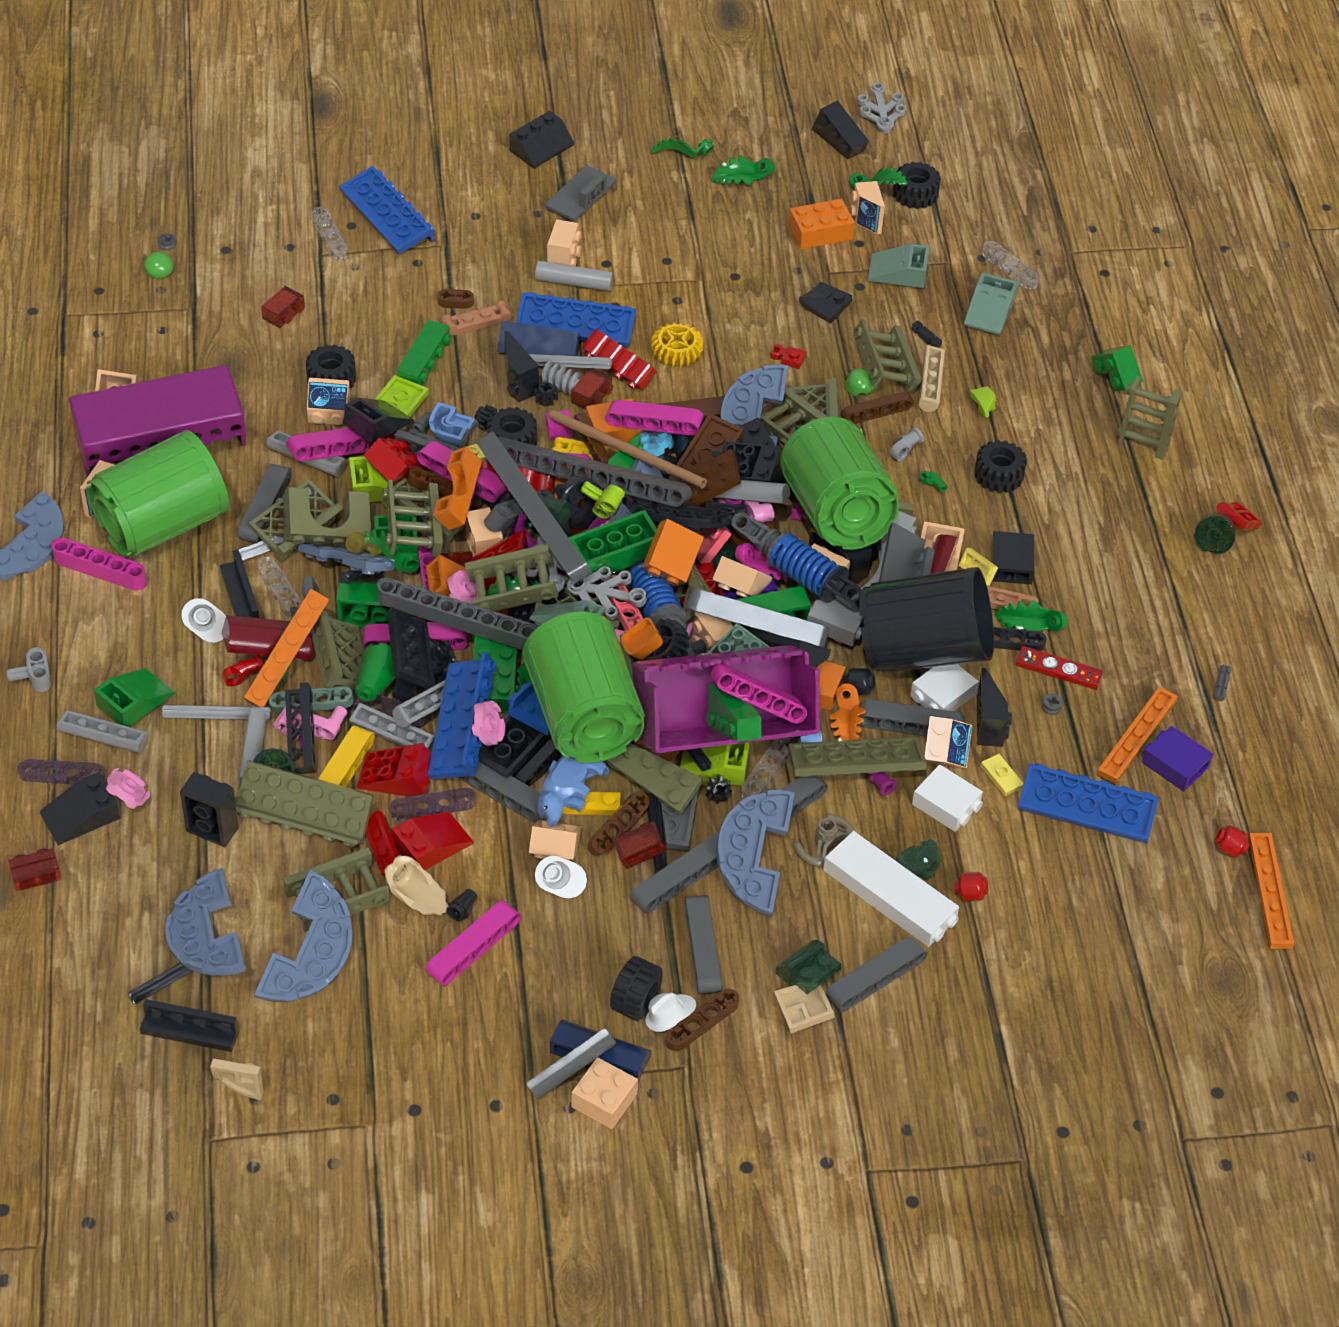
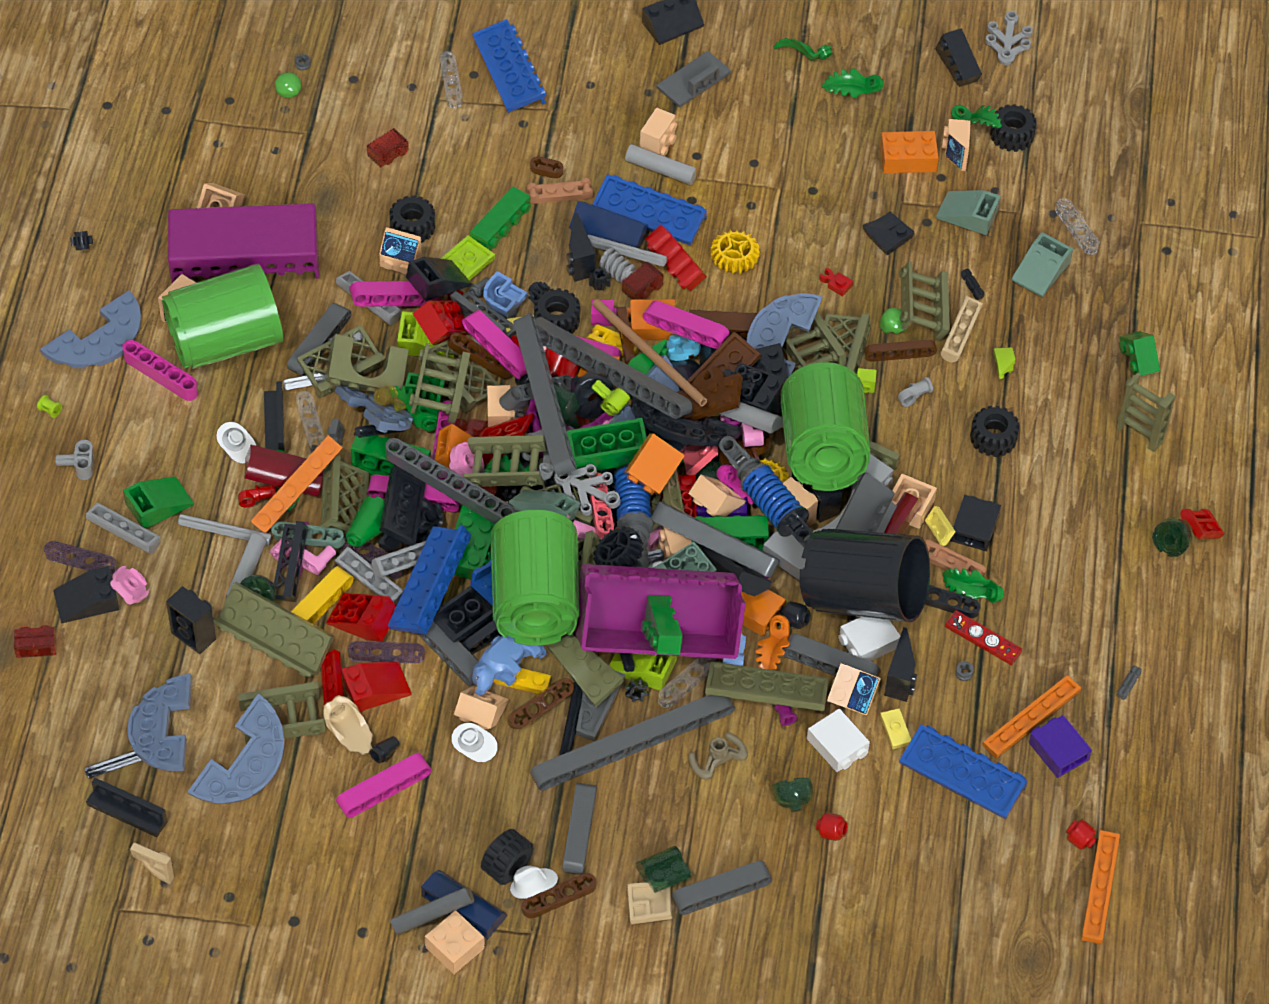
camera: 15 degrees right, 5 degrees up
(464, 470) = (495, 346): orange arch -> none
(488, 723) = (446, 583): bright pink plate -> none
(639, 844) = (551, 727): clear red brick -> none
(641, 639) = (600, 542): orange piece -> none
(741, 845) = (638, 746): sand blue plate -> none
(752, 687) = (685, 605): dark pink beam -> none
(891, 889) = (760, 813): white brick -> none
(933, 479) = (930, 431): green arm -> none

